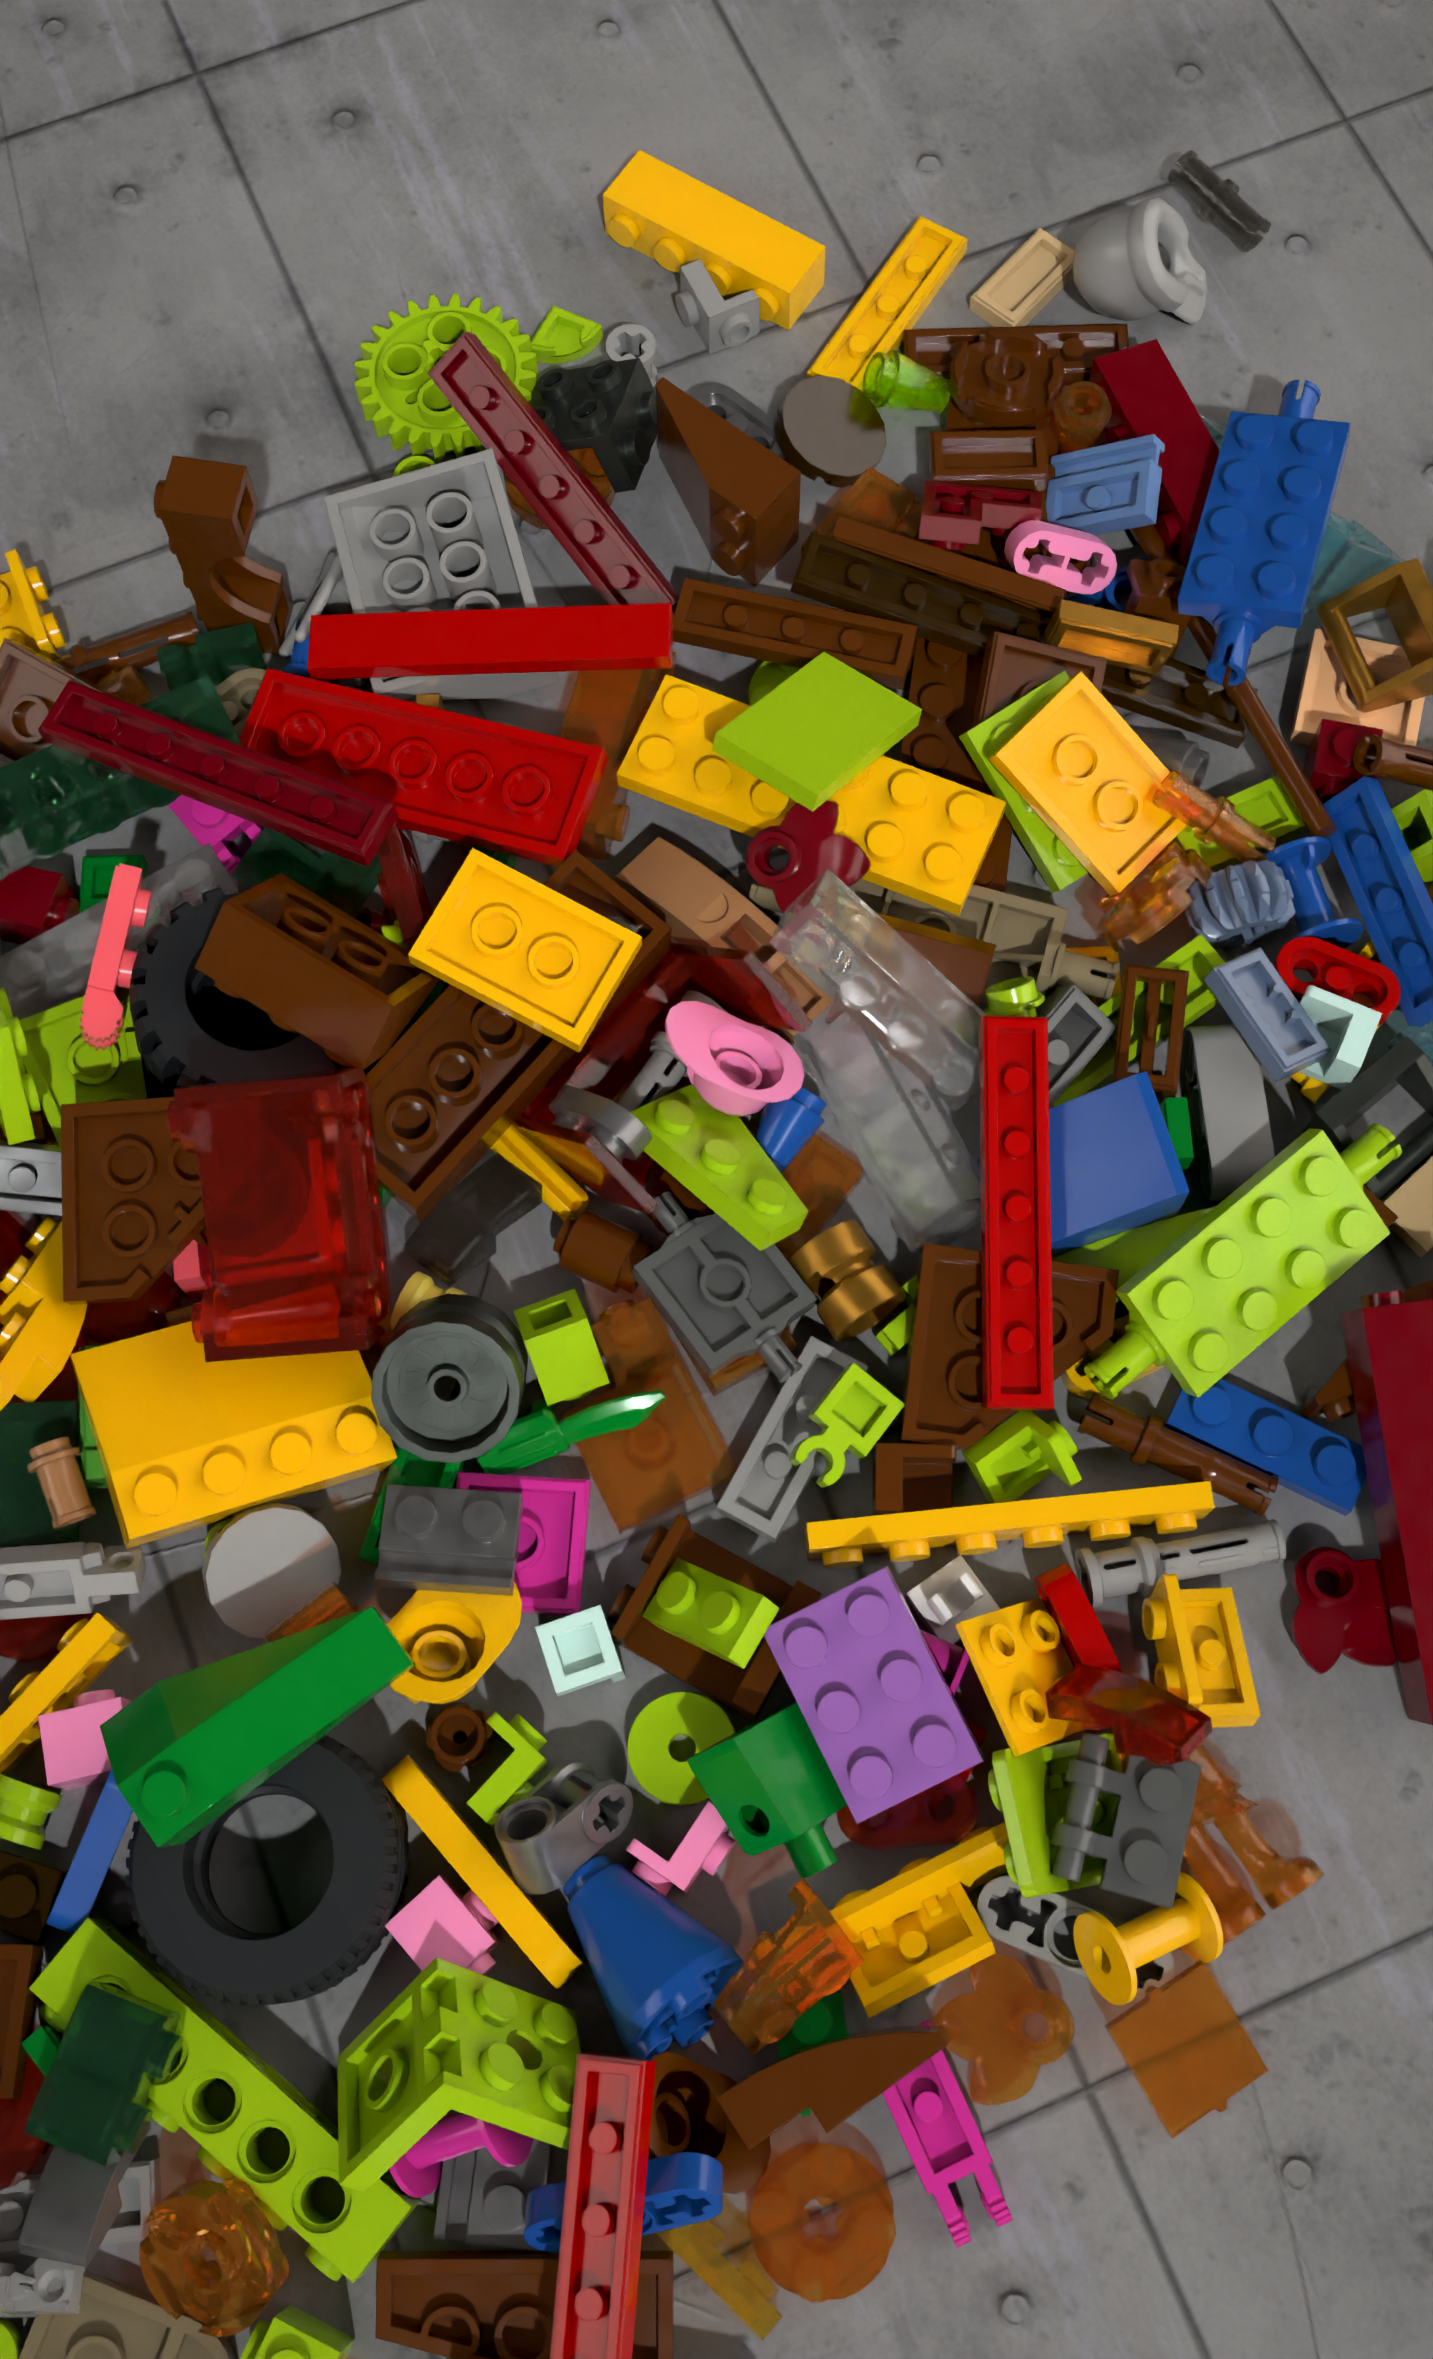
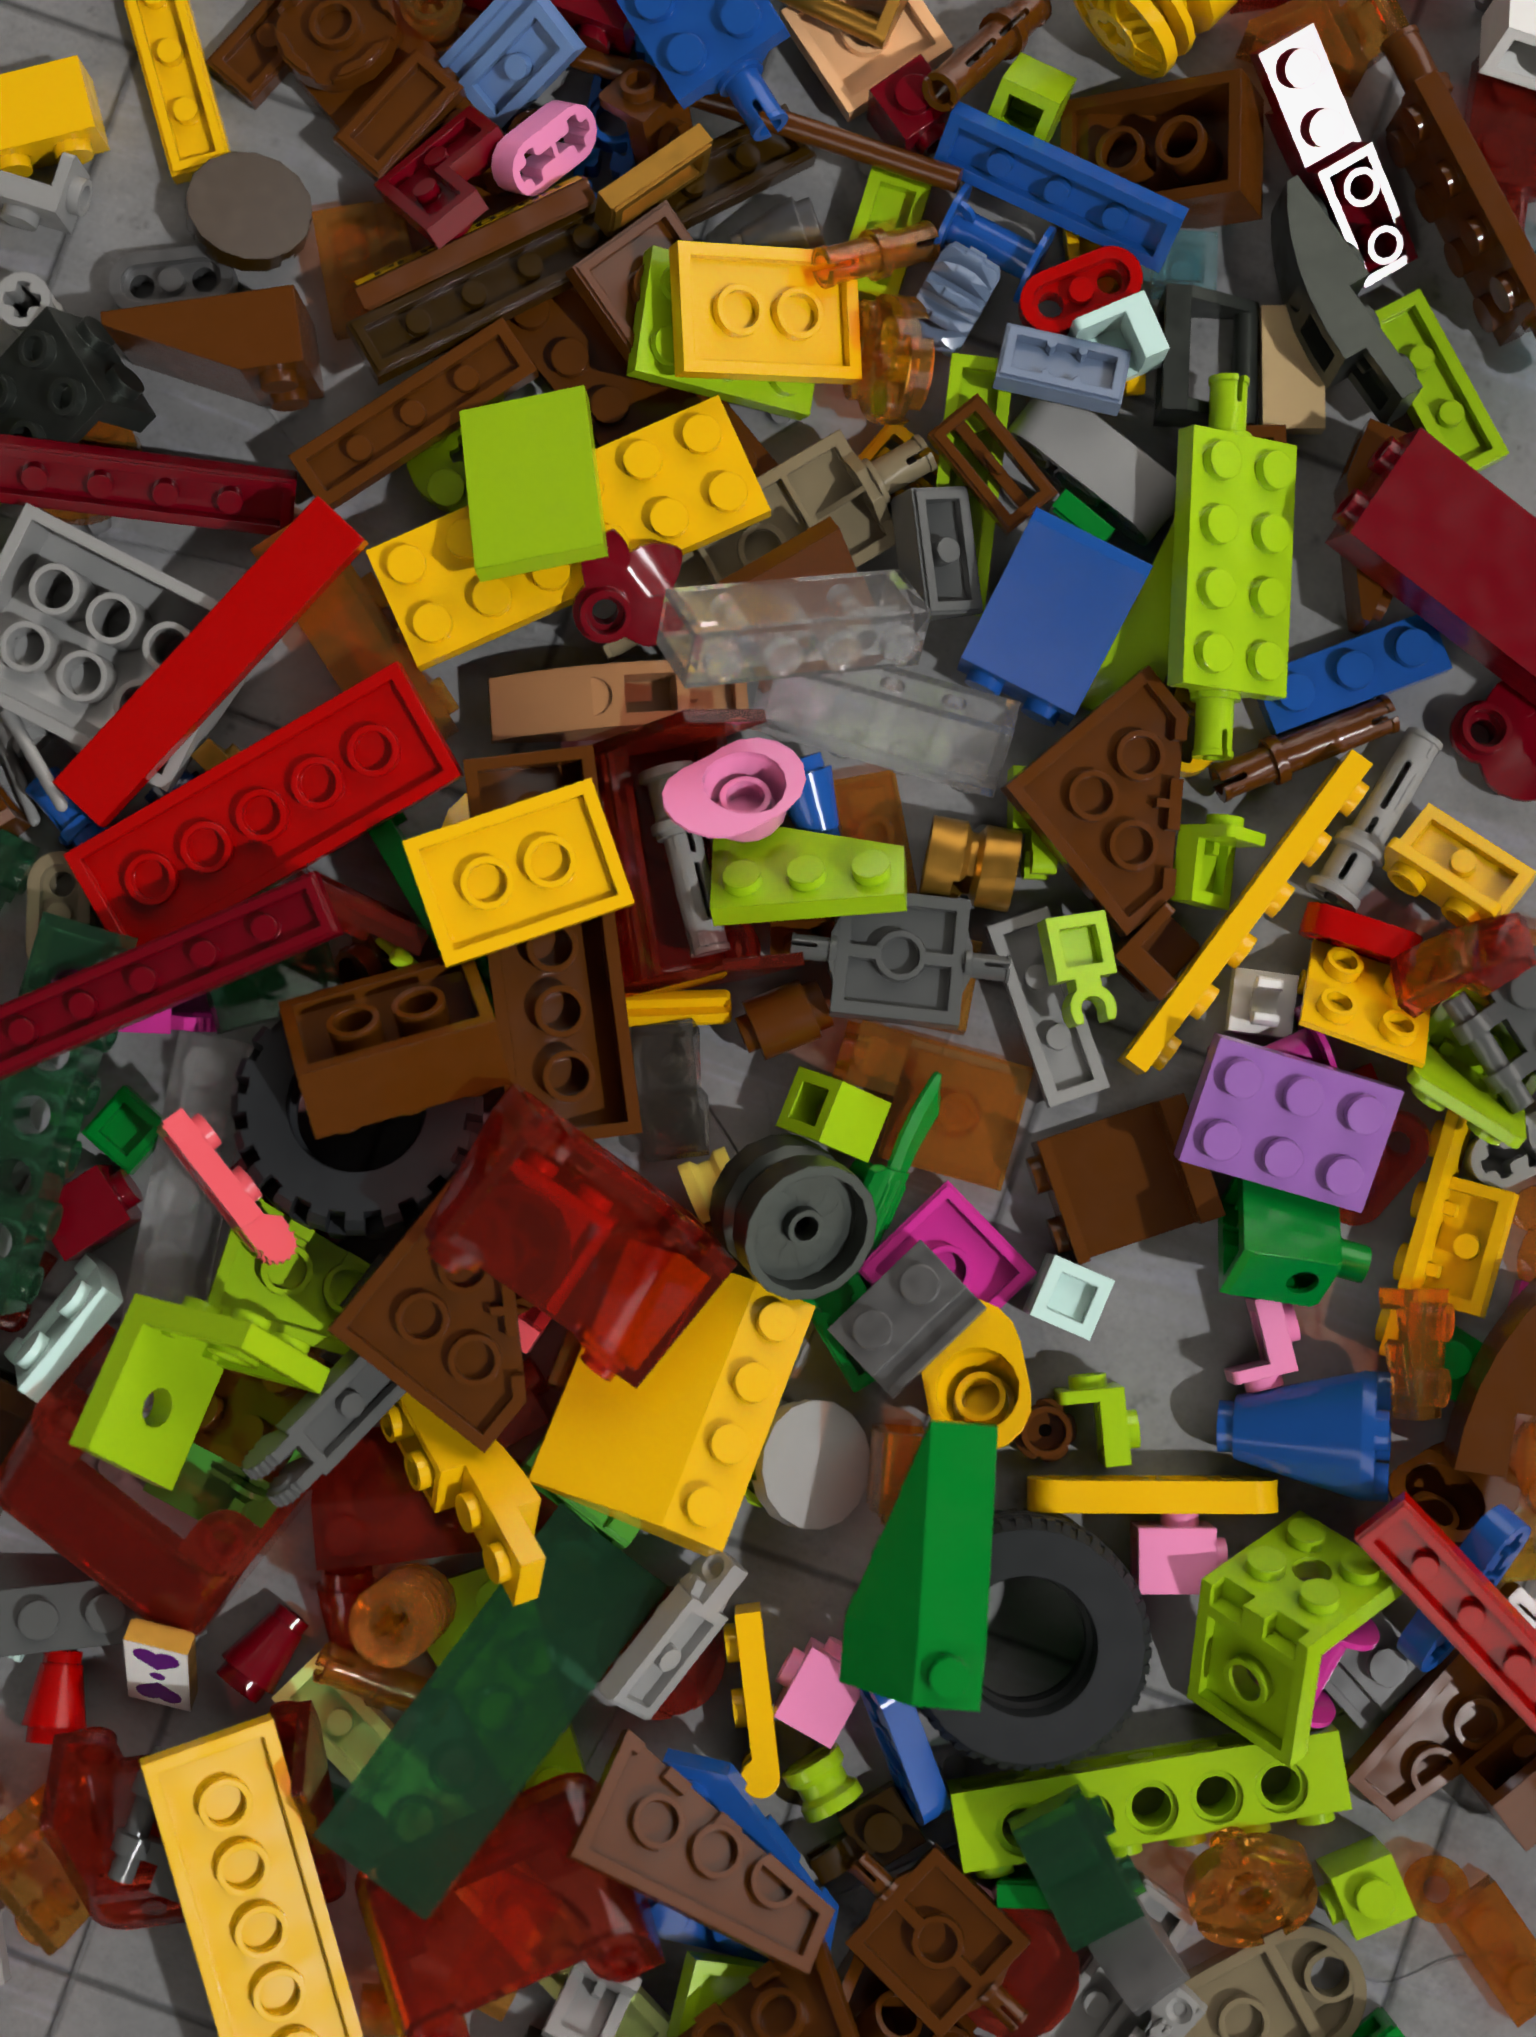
camera: 50 degrees left, 15 degrees up
(61, 1481) = (618, 1563): medium nougat pin -> none
(555, 1825) = (1176, 1411): flat silver piece -> none
(603, 1118) = (718, 936): flat silver plate -> none
(651, 1738) = (1162, 1289): lime piece -> none
(711, 1612) = (1128, 1182): lime plate -> none
(904, 384) = (261, 113): clear neon green cone -> none
(1013, 998) = (876, 541): lime plate -> none
(1015, 1214) = (1044, 698): red tile -> none

